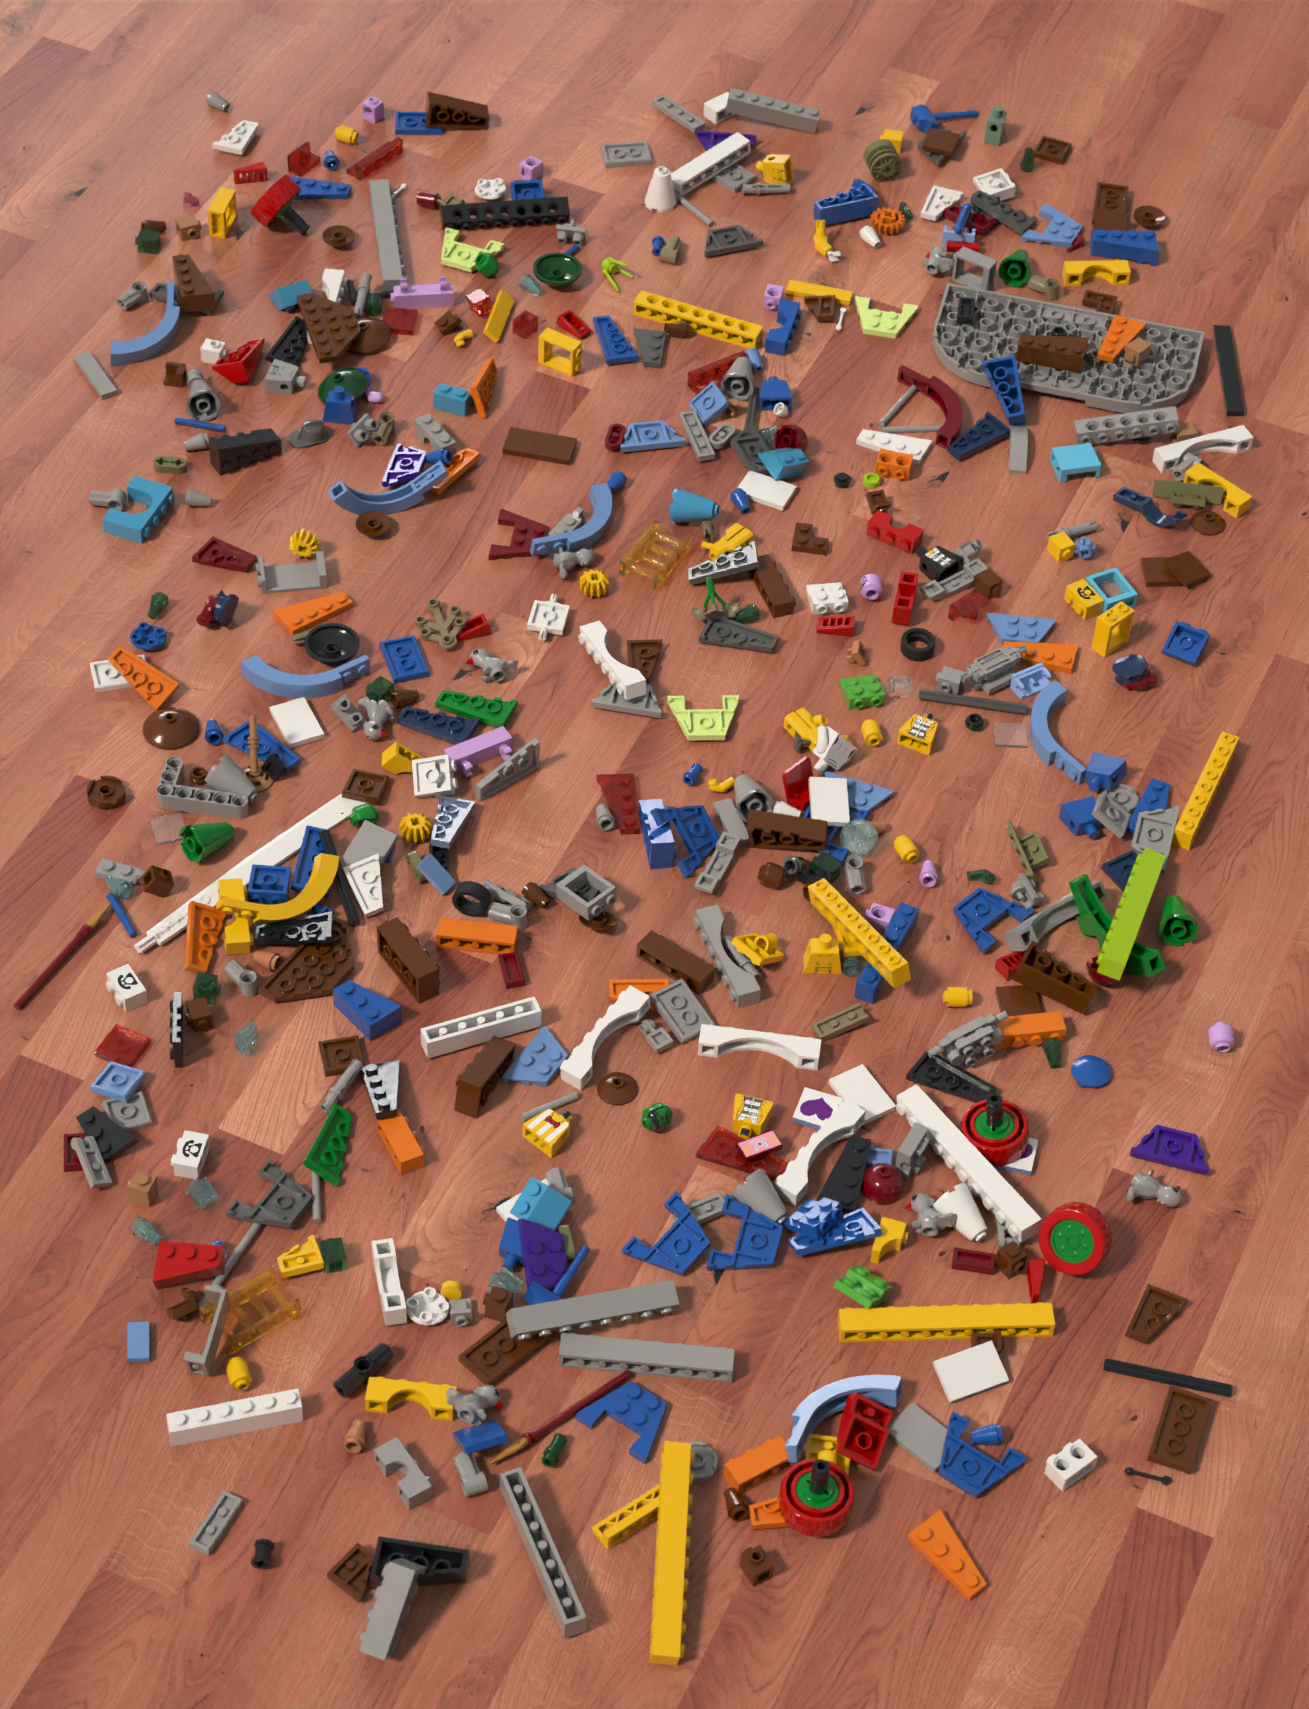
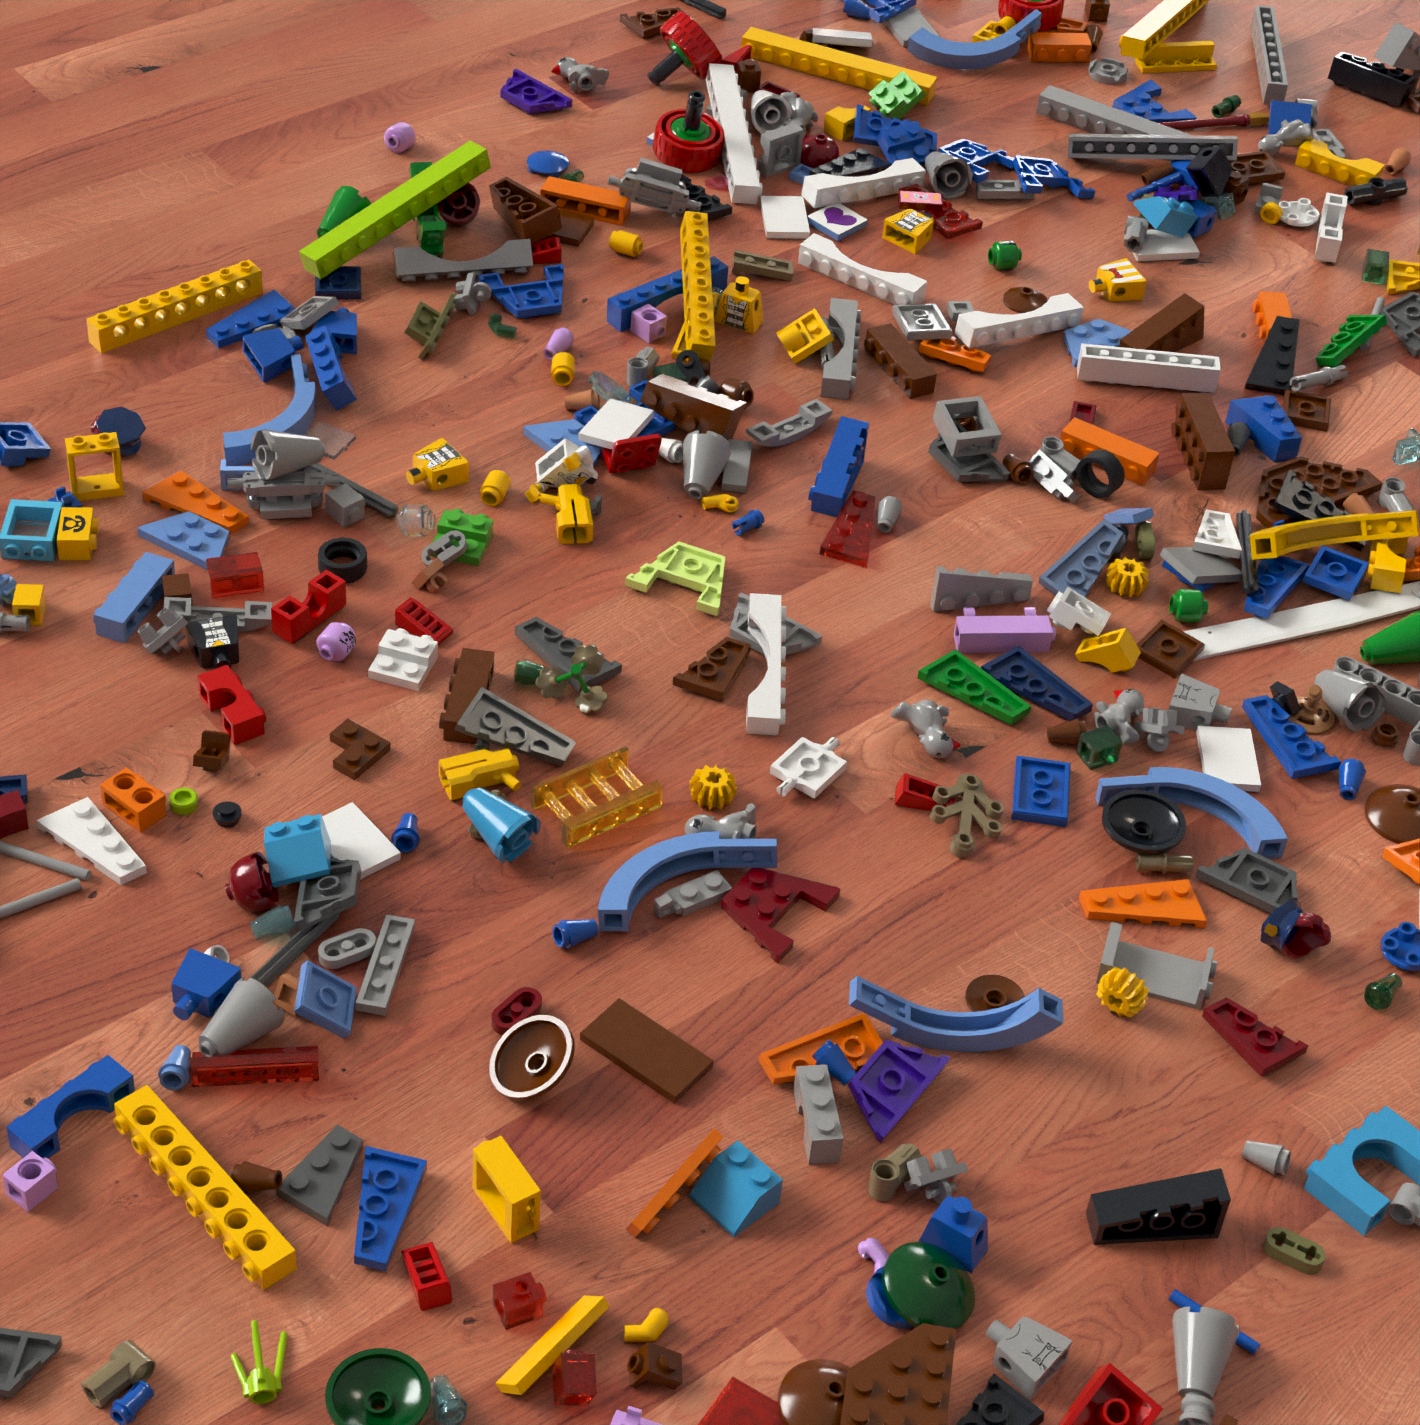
camera: 155 degrees left, 5 degrees down
(197, 442) = (1233, 1272): light grey cone -> none
(245, 643) = (1252, 879): none -> dark grey wing
(309, 434) = (1025, 1223): dark grey piece -> none
(330, 744) = (1197, 703): none -> light grey torso
(385, 990) = (1238, 435): none -> dark grey cone
(396, 1458) = (1358, 123): light grey arch -> none
(432, 1430) = (1334, 145): none -> light grey hinge
(520, 1281) = (1211, 170): none -> black torso
(551, 1105) = (1107, 305): light grey bar -> none
(576, 1289) = (1156, 173): none -> reddish brown cone
(588, 410) = (532, 1057): none -> reddish brown dish
(650, 436) = (459, 991): medium blue wing -> none
(695, 829) = (807, 449): blue wing -> none
(862, 670) = (444, 548): none -> light grey beam
(863, 1430) = (965, 29): red slope -> none
(974, 722) = (358, 460): black plate -> none
(1000, 654) = (284, 453): none -> light grey cone
(1010, 571) = (133, 598): none -> medium blue brick
(1037, 761) = (331, 375): none -> blue arch
(1155, 831) = (279, 284): light grey wing -> none

